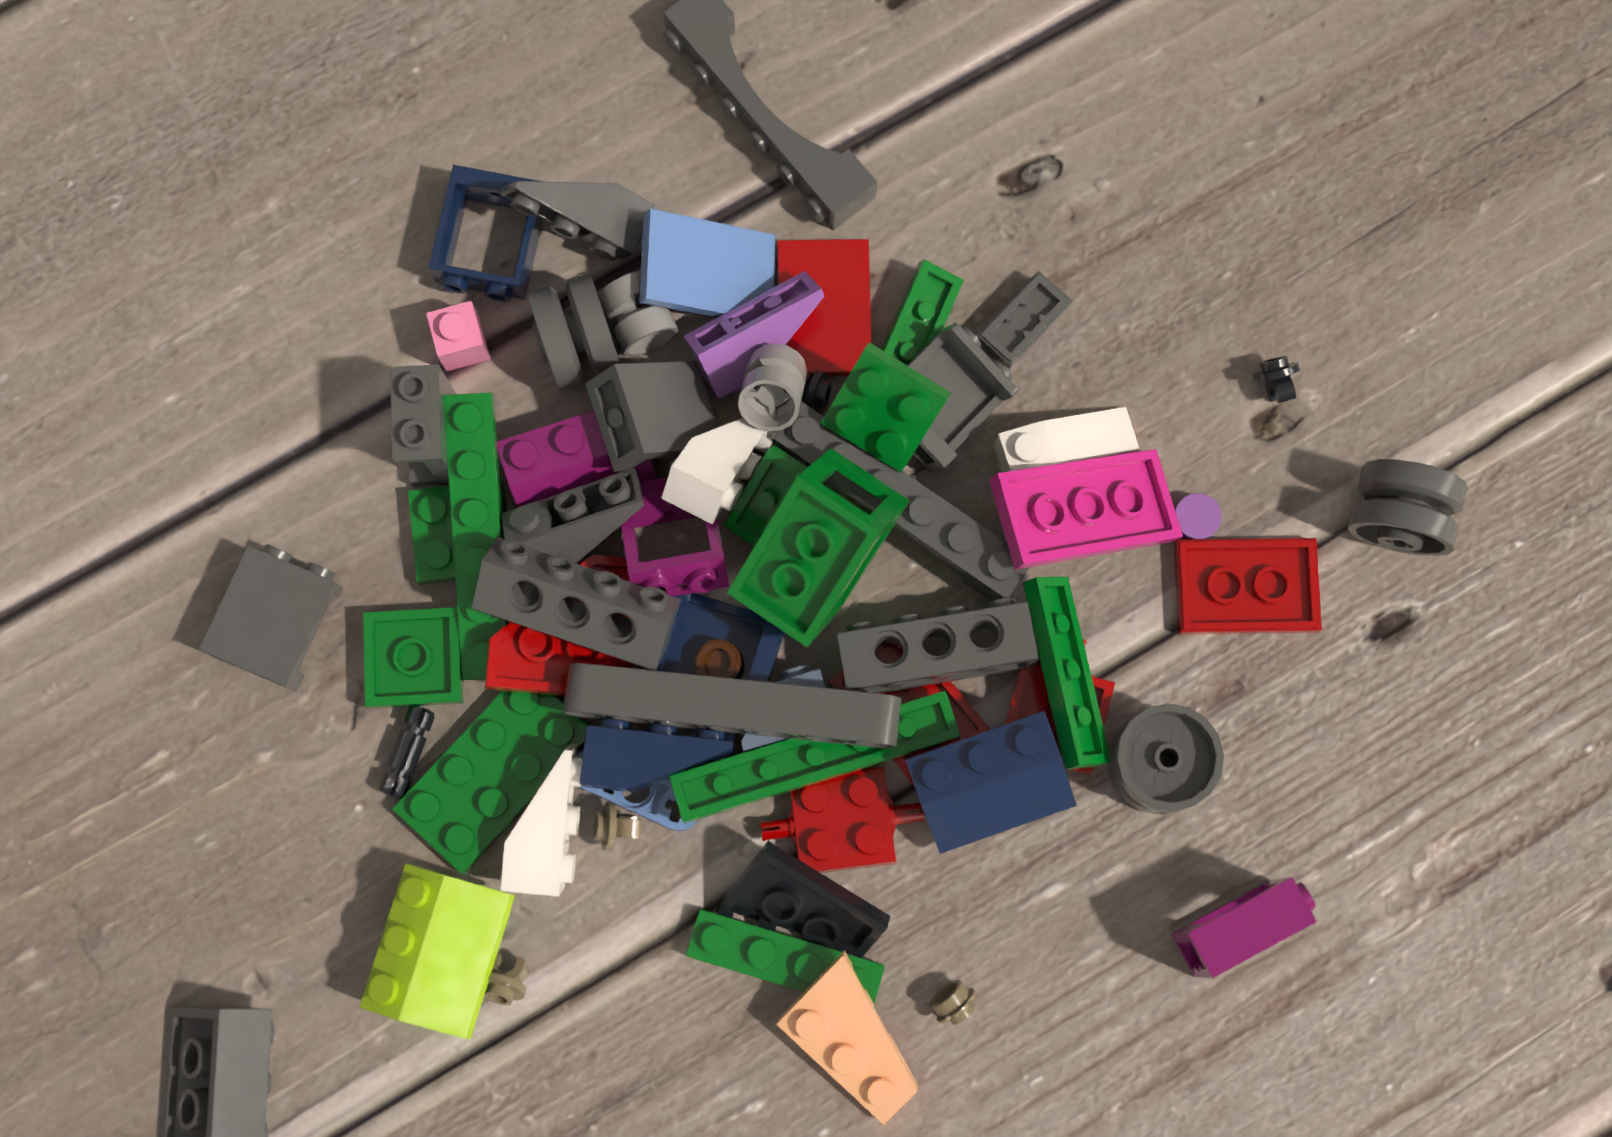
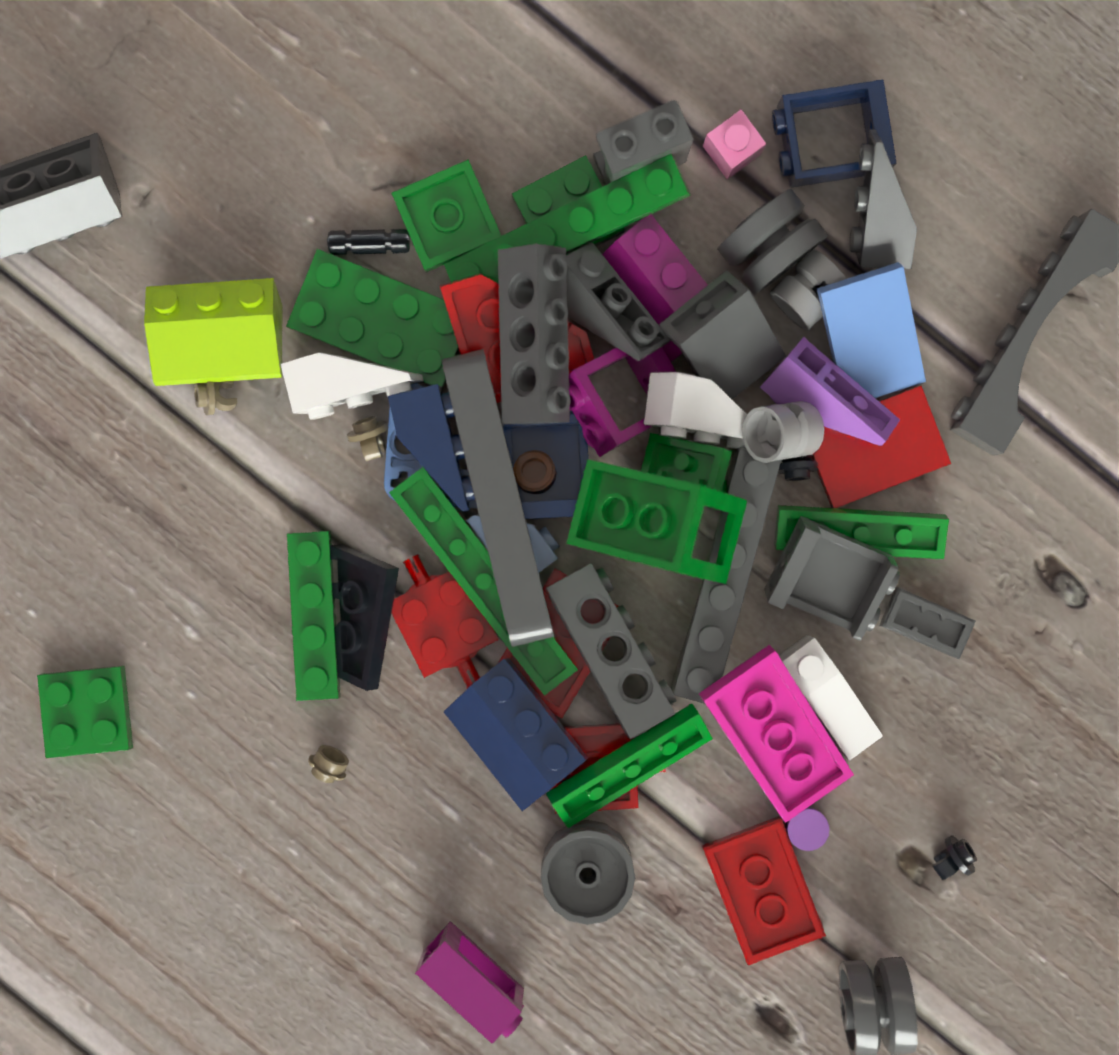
camera: 75 degrees right, 10 degrees up
(270, 615) = (437, 83): dark grey panel -> none
(847, 1038) = (268, 688): light nougat wing -> none
(885, 407) = (799, 535): green plate -> none

